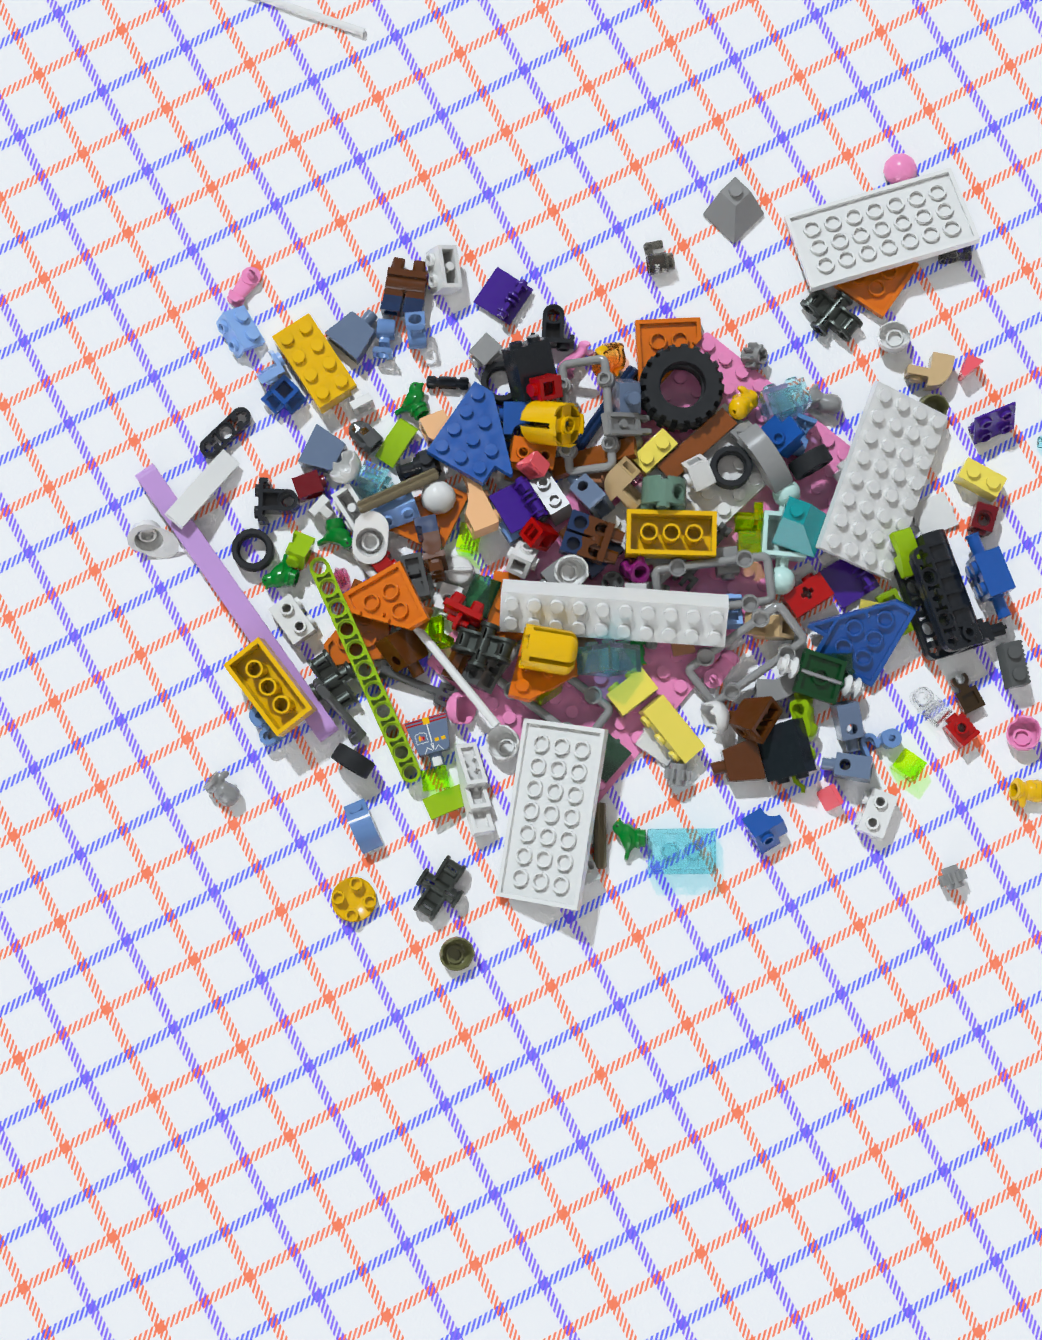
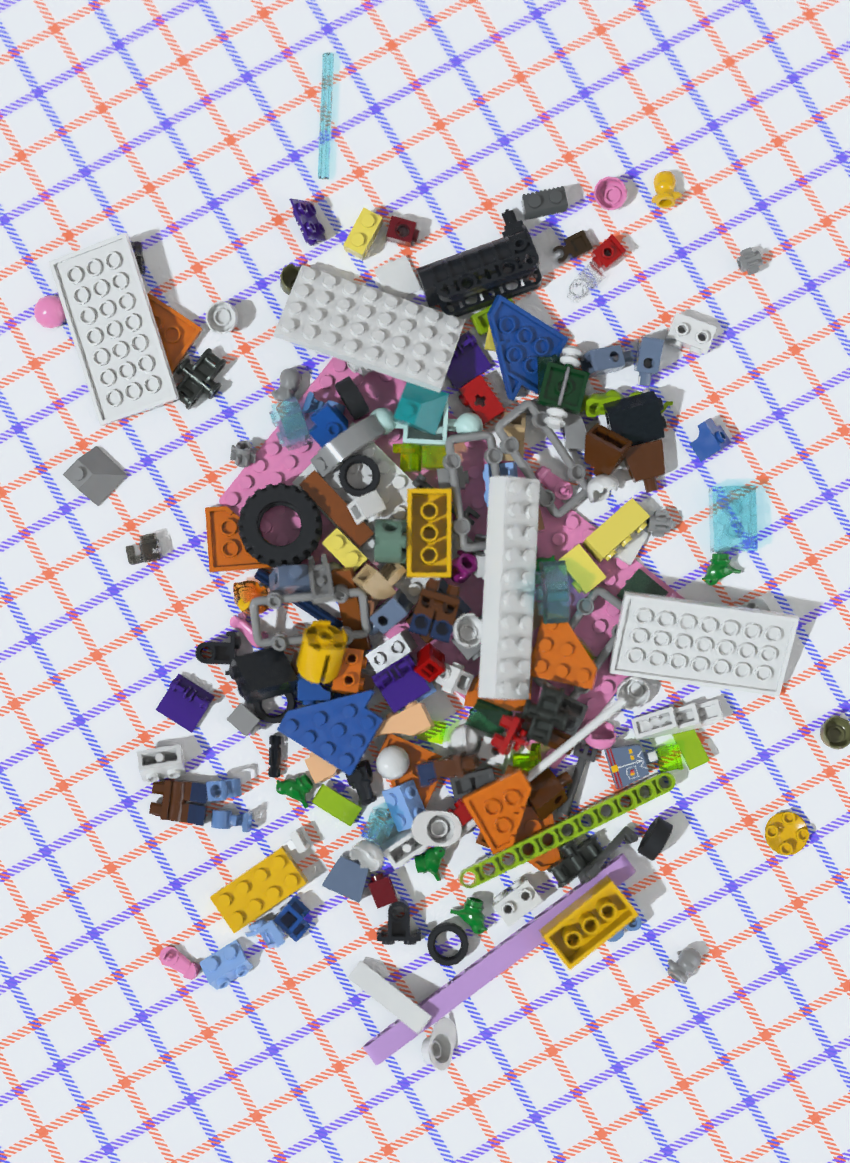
camera: 90 degrees left, 5 degrees up
(242, 426) = (330, 966): black beam -> none
(299, 550) = (448, 898): lime brick -> none
(321, 508) = (403, 879): white tile -> none
(342, 577) = (472, 855): clear pink plate -> none
(353, 334) = (228, 851): sand blue torso -> none
(363, 826) = (716, 827): medium blue brick -> none
(365, 436) = (331, 836): dark grey rock -> none
(397, 490) = (390, 803): dark tan axle -> none
(435, 895) = (773, 750): pearl dark grey axle -> none
(533, 465) = (362, 669): coral slope -> none
(541, 387) = (284, 659): red brick -> none
(548, 650) = (550, 651): yellow cylinder -> none
(600, 836) = (720, 597): dark tan axle -> none
(613, 578) = (475, 586): dark grey wheel -> none
(743, 403) = (294, 464): yellow animal -> none
(830, 797) = (675, 377): coral slope -> none
(887, 739) = (617, 323): medium blue leg -> none
(903, 543) = (432, 306): lime slope -> none
(908, 765) = (644, 302): clear neon green panel -> none
(938, 371) = (255, 274): tan brick -> none
(969, 365) = (250, 245): coral slope -> none
(989, 575) = (459, 224): blue brick -> none

